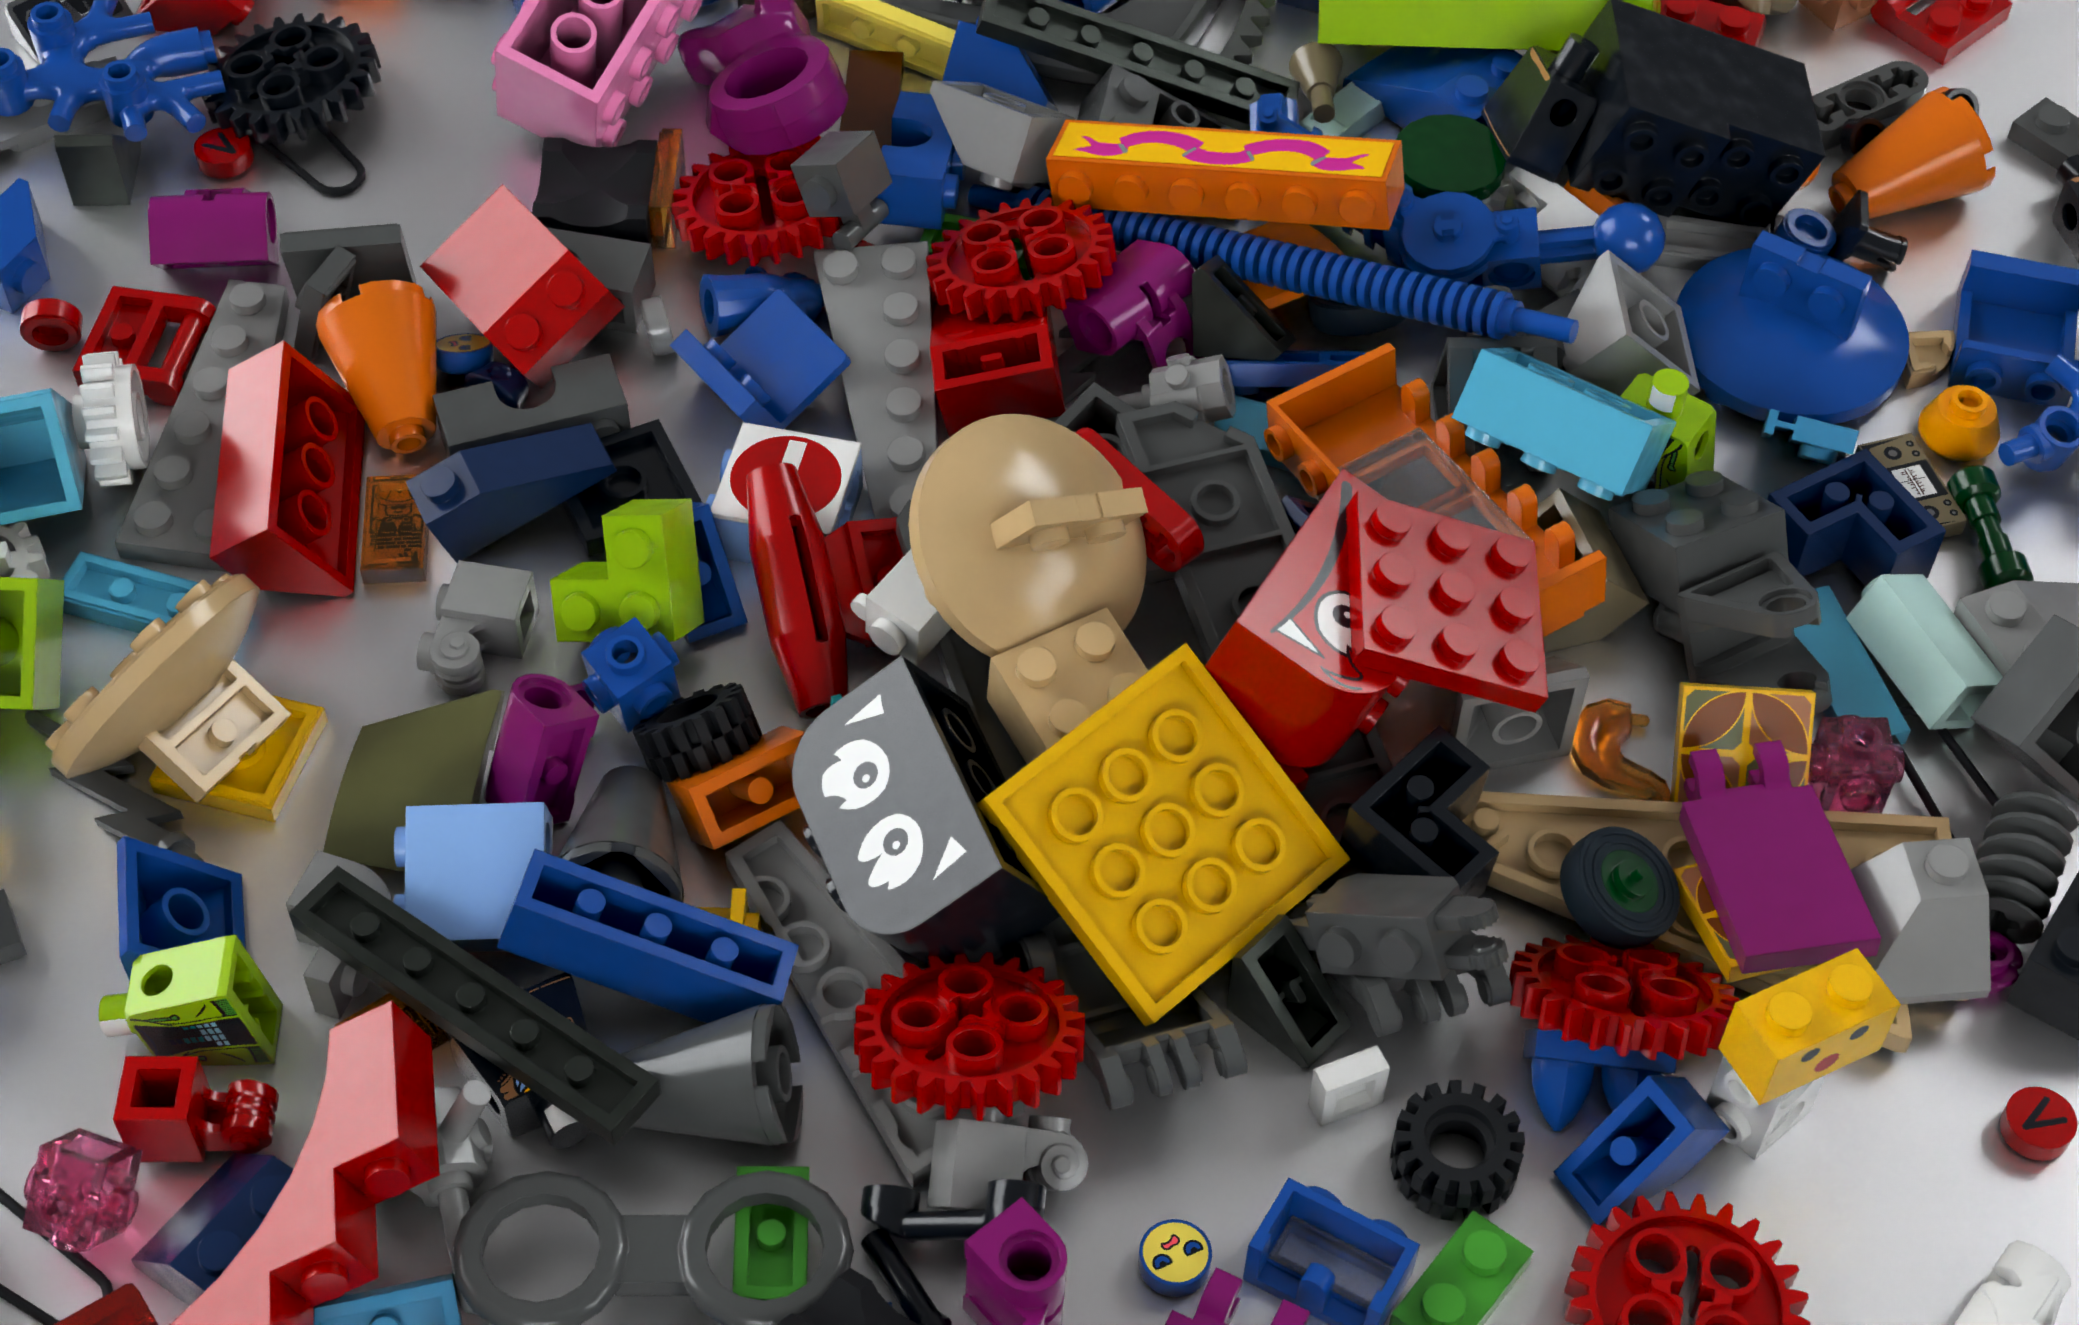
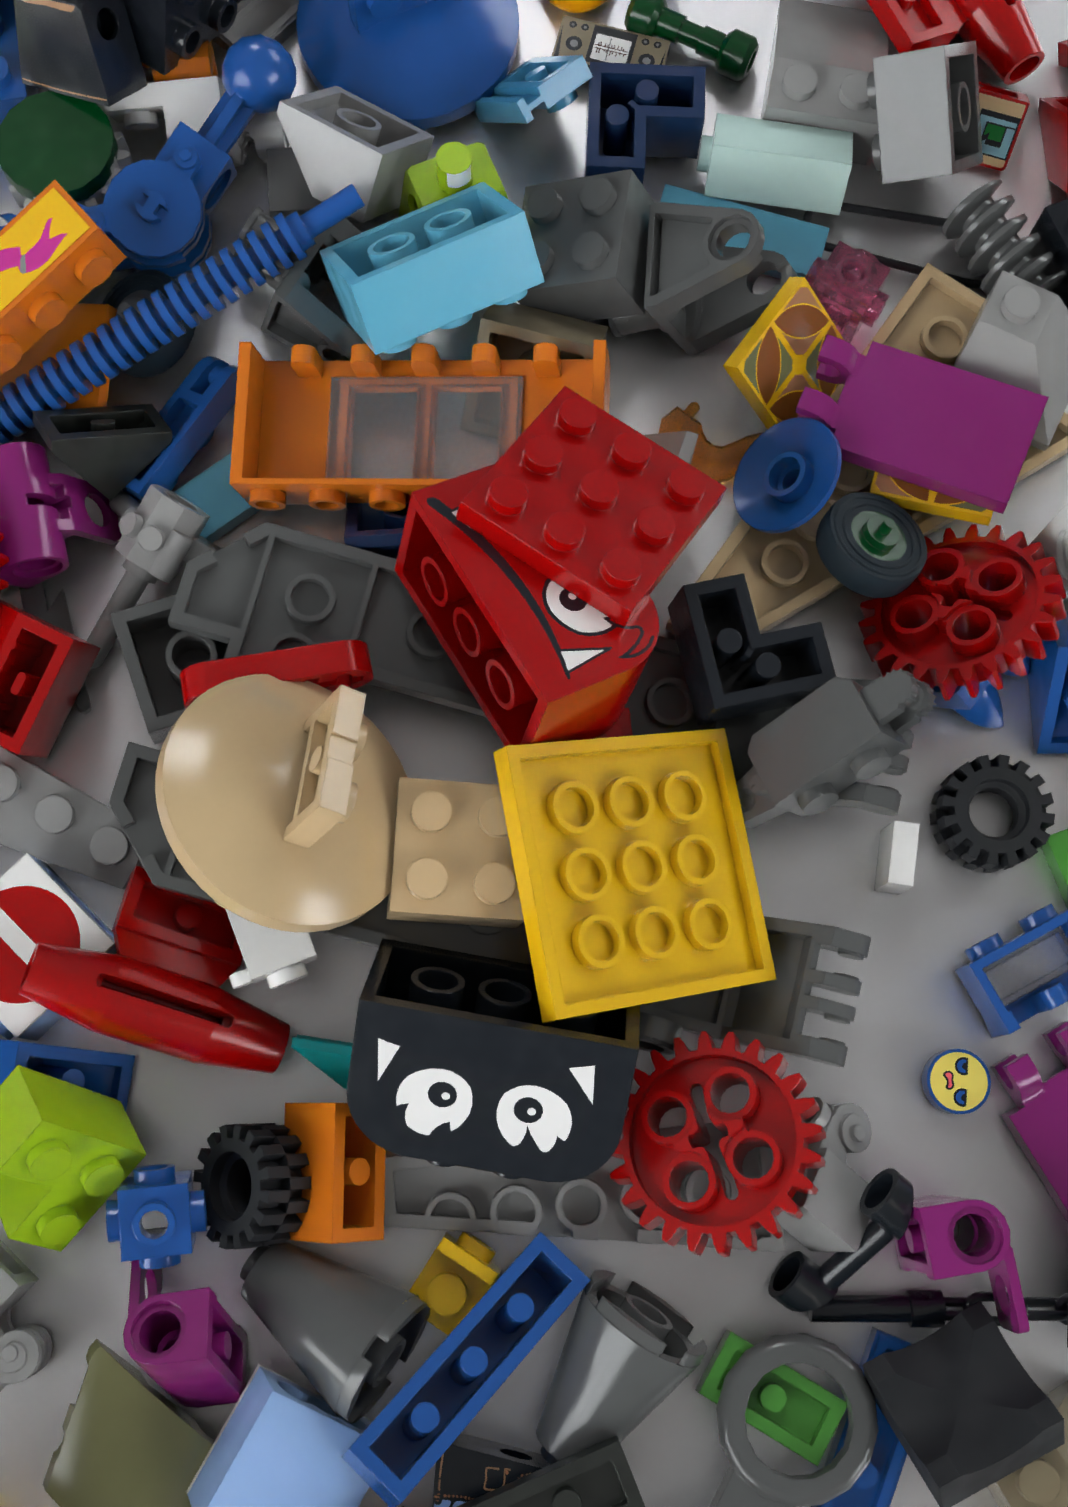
camera: 60 degrees left, 25 degrees up
(1285, 994) = (794, 851): pearl dark grey slope -> none
(1627, 792) = (787, 475): none -> blue dish

